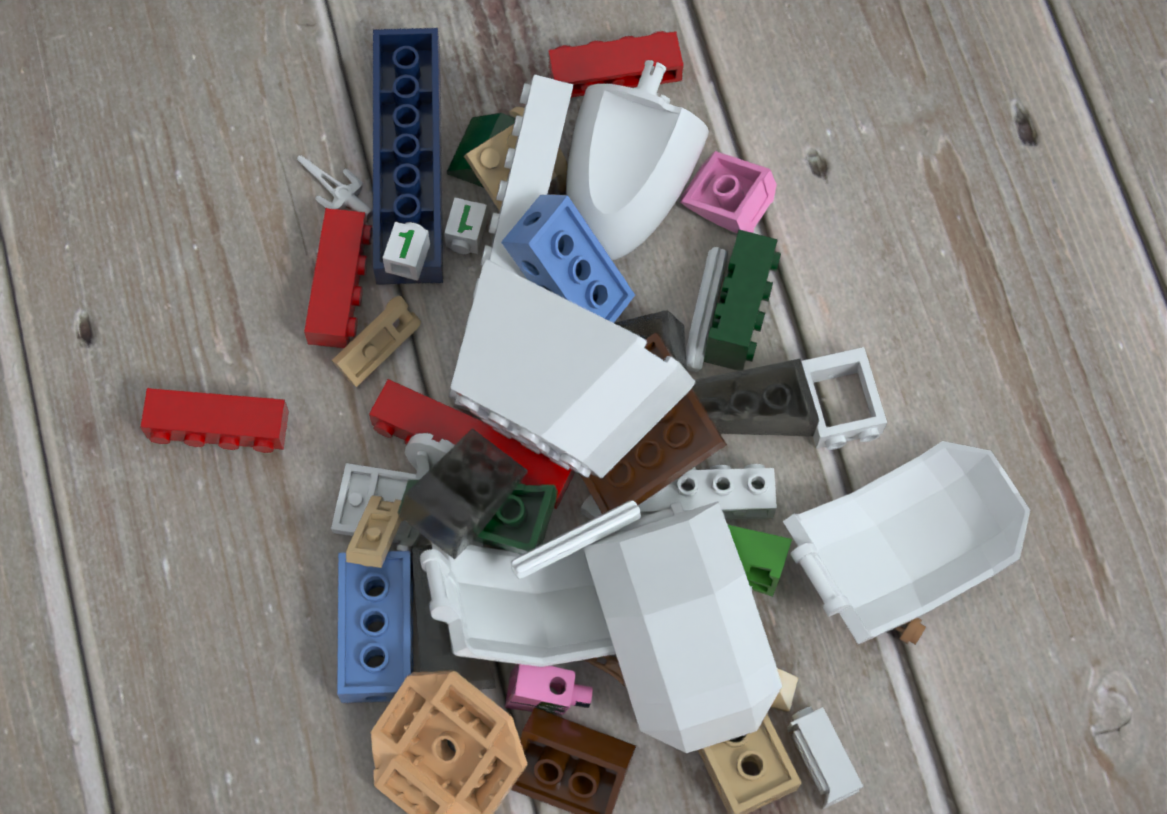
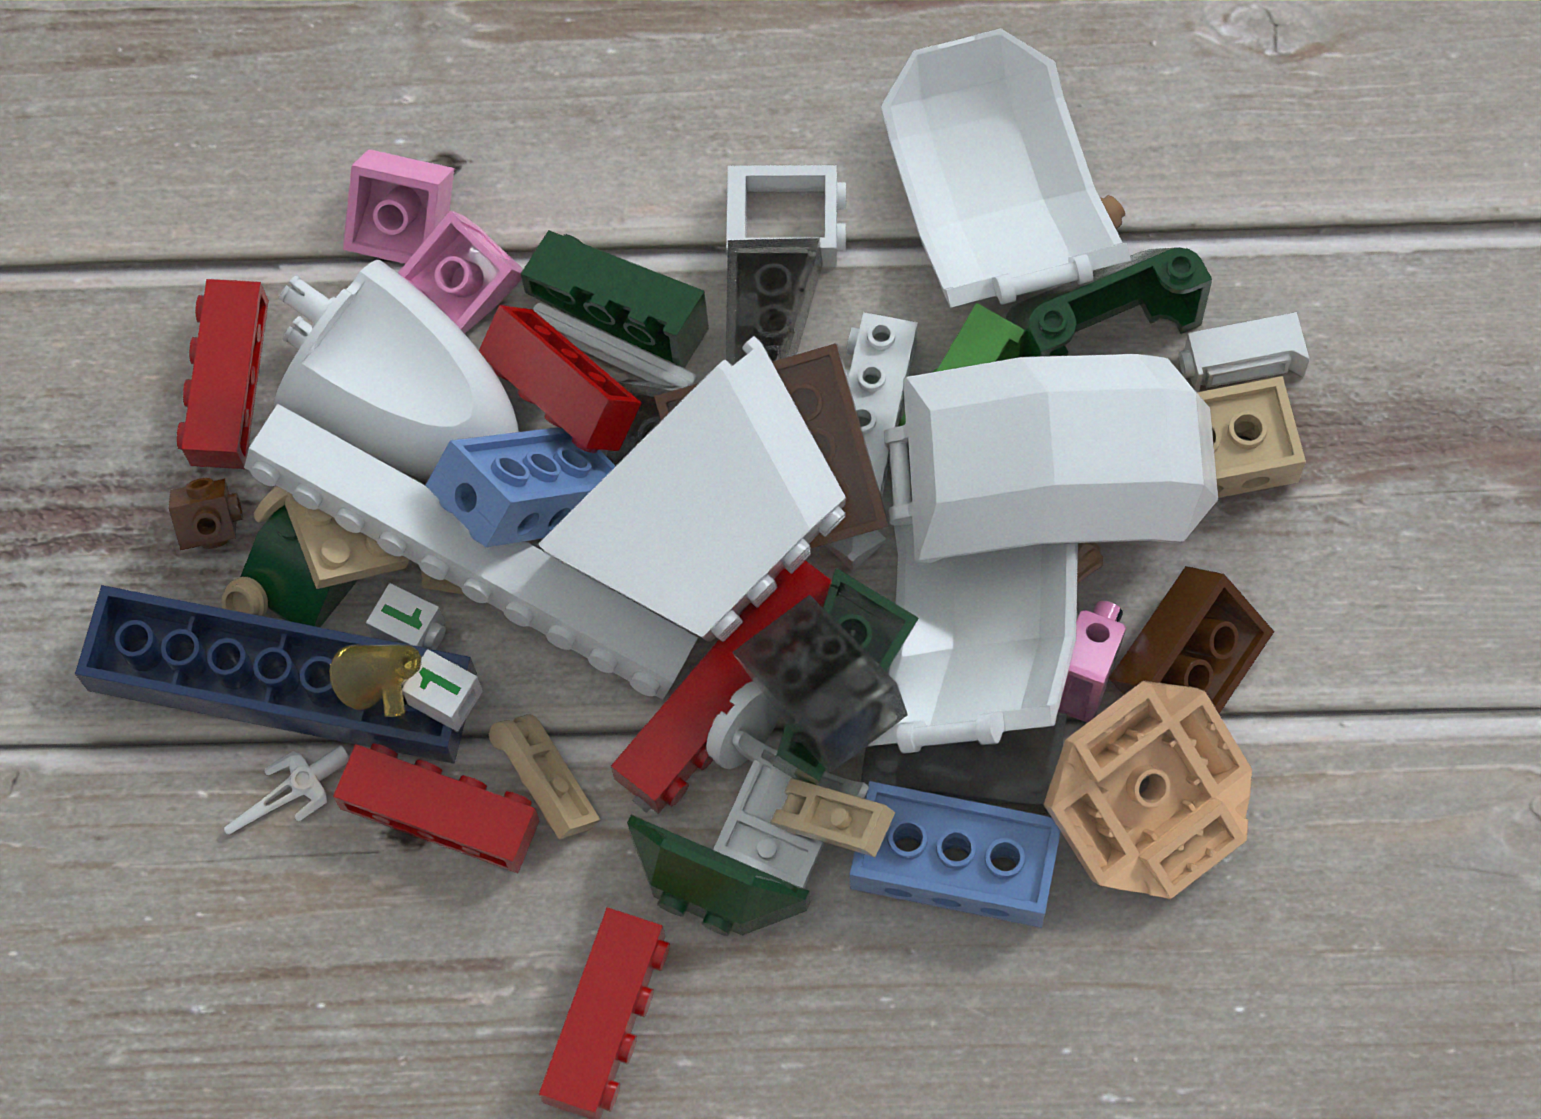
camera: 70 degrees left, 0 degrees up
(323, 464) = (712, 884): none -> dark green wedge
(400, 194) = (372, 672): none -> clear yellow piece
(458, 123) = (245, 596): none -> tan plate
(507, 76) = (204, 513): none -> reddish brown brick
(575, 539) = (912, 563): white axle -> none
(661, 272) = (559, 379): none -> red brick
(775, 137) = (394, 204): none -> bright pink slope
(864, 668) = (1161, 280): none -> dark green windscreen

